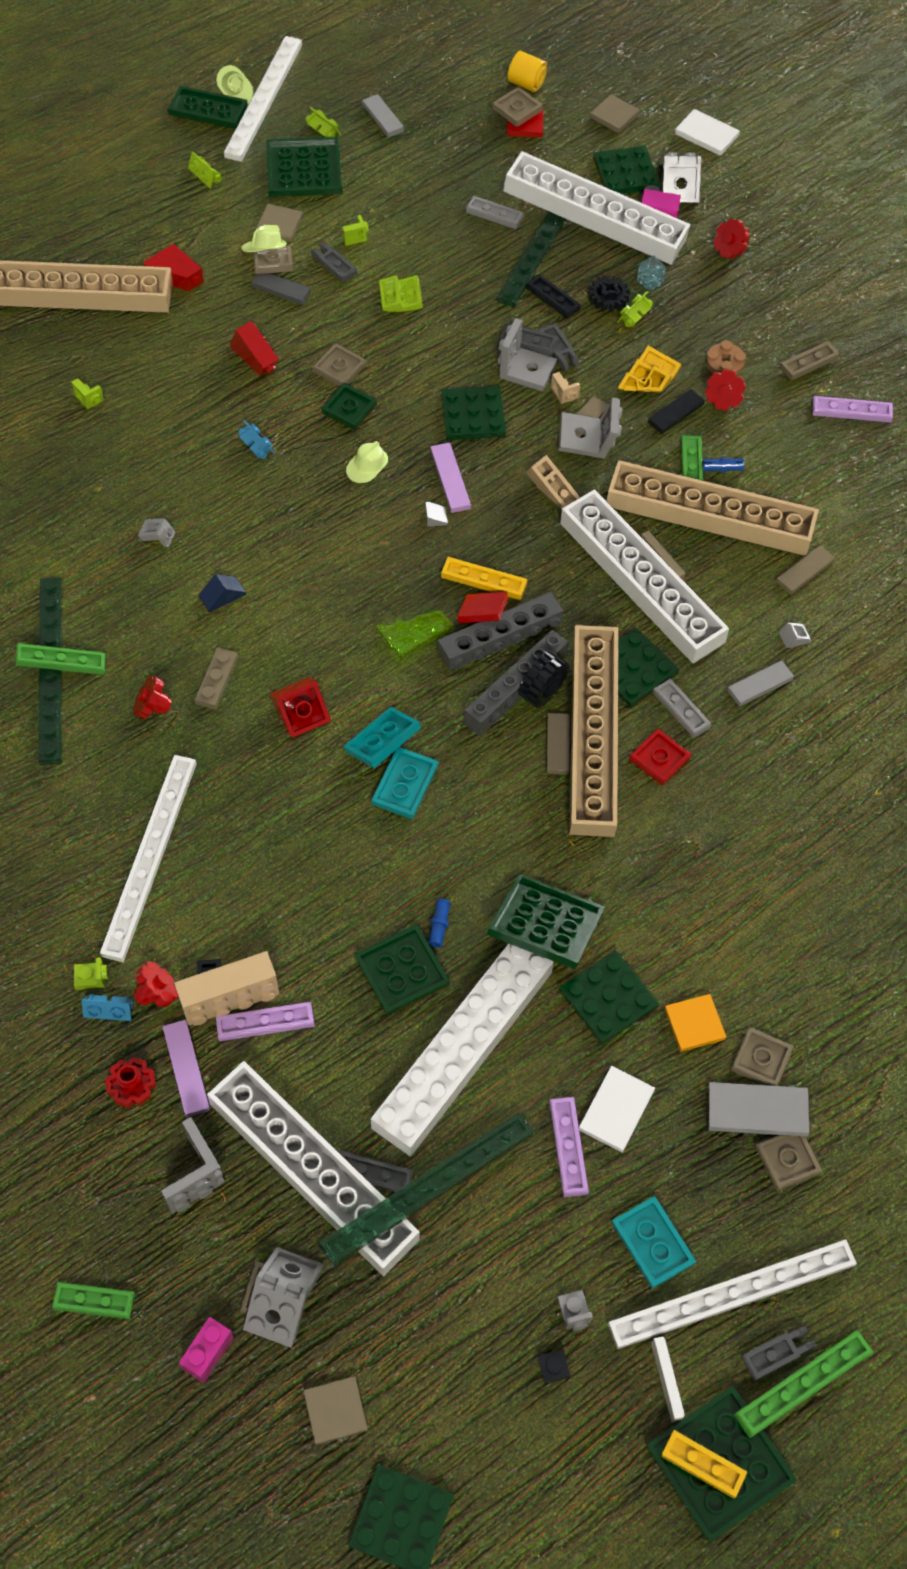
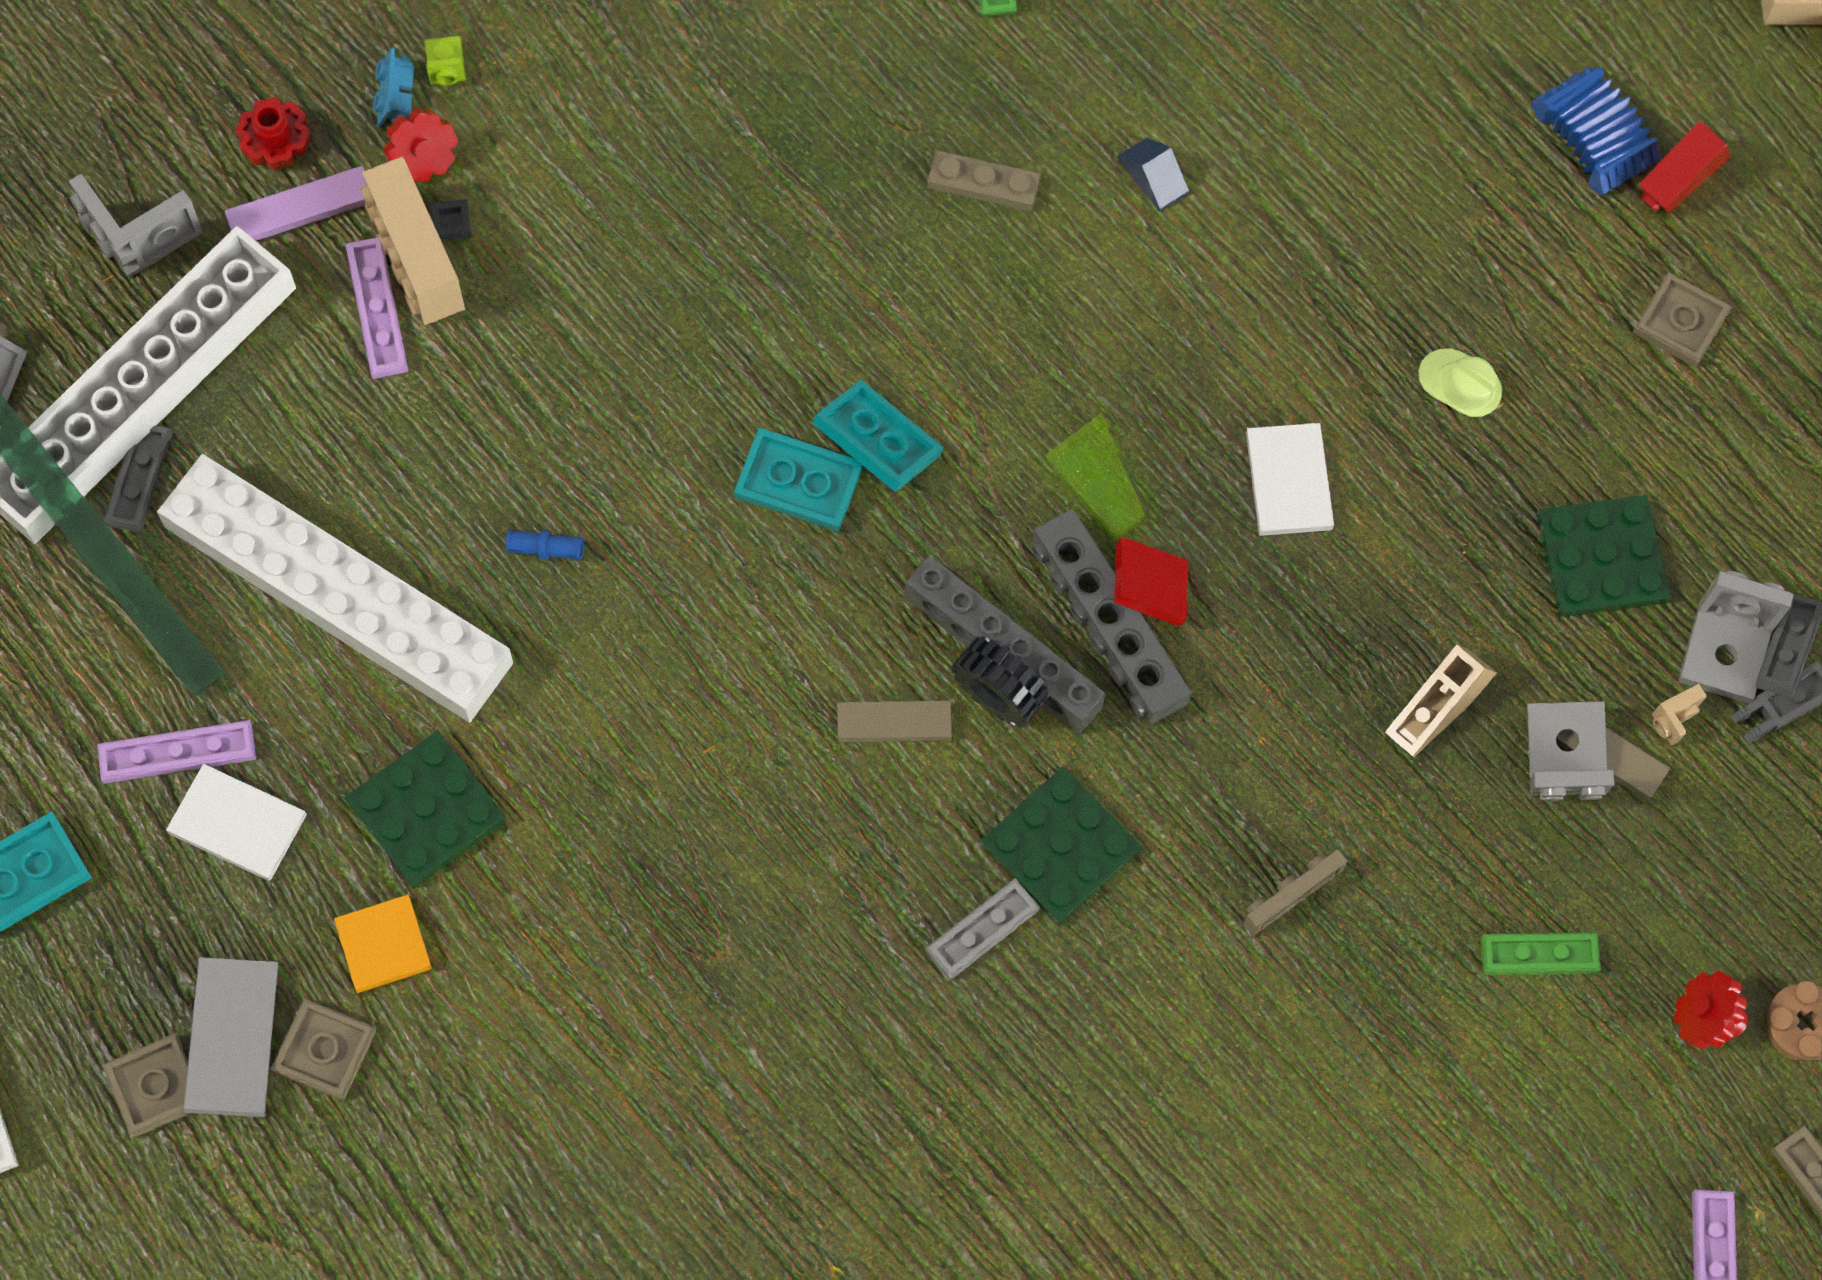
camera: 85 degrees right, 10 degrees up
(148, 859) = (647, 116): white plate -> none
(151, 699) = (924, 84): red plant -> none
(157, 530) = (1265, 59): light grey bracket -> none
(222, 385) = (1599, 128): none -> blue piece
(251, 434) = (1495, 186): dark azure hinge -> none
(300, 706) = (932, 307): red slope -> none
(349, 406) = (1583, 340): dark green plate -> none
(402, 969) = (462, 493): dark green plate -> none
(419, 544) = (1289, 479): none -> white tile
(435, 514) = (1356, 500): slope -> none
(450, 477) = (1445, 522): lavender tile -> none
(483, 578) = (1223, 587): yellow plate -> none
(546, 921) = (539, 698): dark green plate -> none
(594, 732) = (907, 768): tan brick -> none
(644, 576) = (1248, 854): white brick -> none
(650, 372) = (1745, 876): yellow slope -> none
(660, 756) = (879, 892): red tile -> none
(676, 411) = (1658, 925): black tile -> none
(712, 507) = (1417, 983): tan brick -> none
(723, 464) = (1534, 1009): blue pin -> none
(760, 683) = (1044, 1068): light grey tile -> none
(794, 635) = (1156, 1135): light grey slope -> none
(805, 570) = (1305, 1159): dark tan tile -> none

